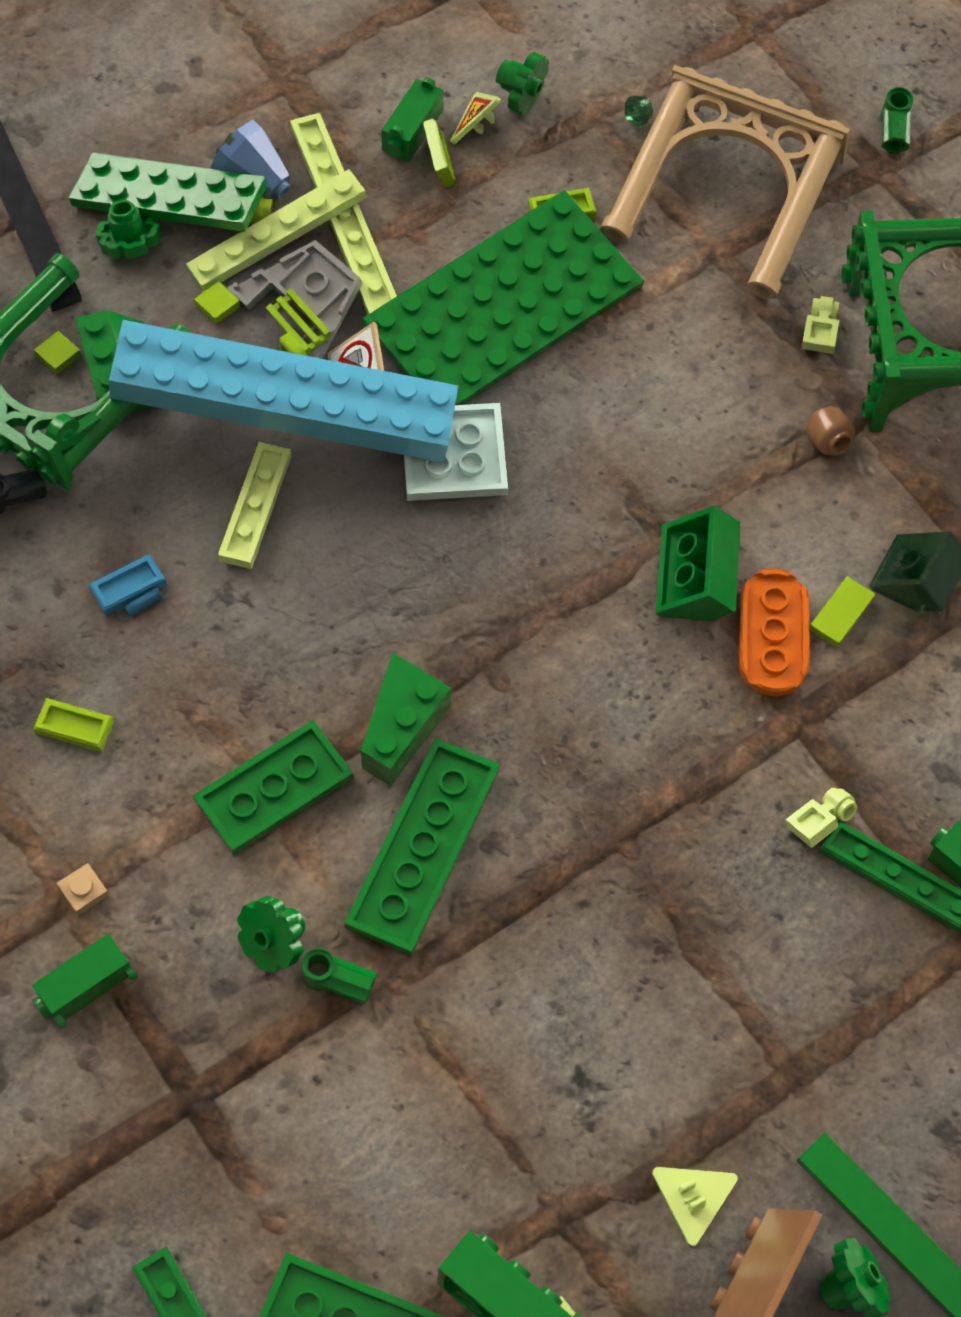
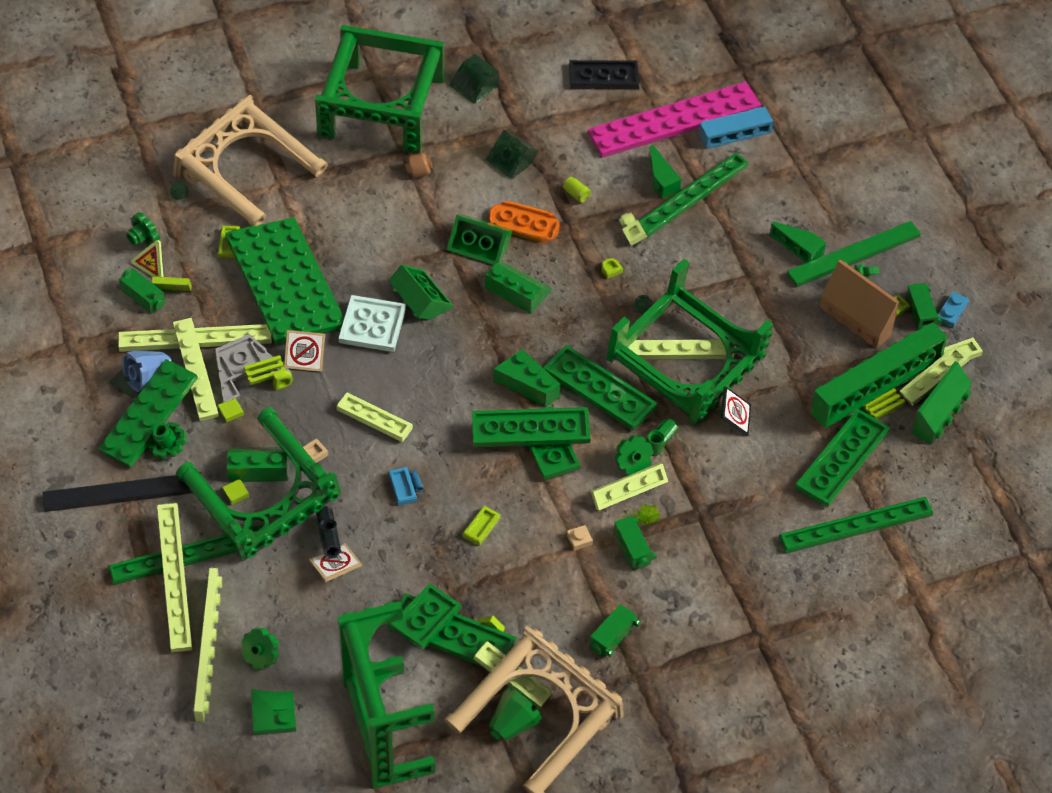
camera: 75 degrees left, 10 degrees down
(158, 994) = (648, 514): none -> clear neon green piece
(160, 437) = (316, 450): none -> tan plate
(209, 946) = (629, 486): none -> yellowish green plate
(282, 391) = (322, 375): medium azure brick -> none
(285, 747) = (531, 427): none -> green plate
(418, 1016) = (708, 394): none -> green arch
(428, 1100) = (735, 411): none -> piece
(544, 505) = (419, 292): none -> green slope
(560, 966) = (679, 349): none -> yellowish green plate
(615, 653) = (516, 286): none -> green slope
(647, 878) = (642, 303): none -> clear green plate
(693, 1197) = (804, 328): yellowish green piece -> none
(717, 803) = (611, 268): none -> lime tile
(821, 326) = (354, 153): yellowish green plate -> none
(842, 612) = (522, 191): lime tile -> none
(880, 699) = (576, 189): none -> lime piece
(896, 120) = (228, 83): green piece -> none
(905, 1148) = (800, 242): none -> green slope

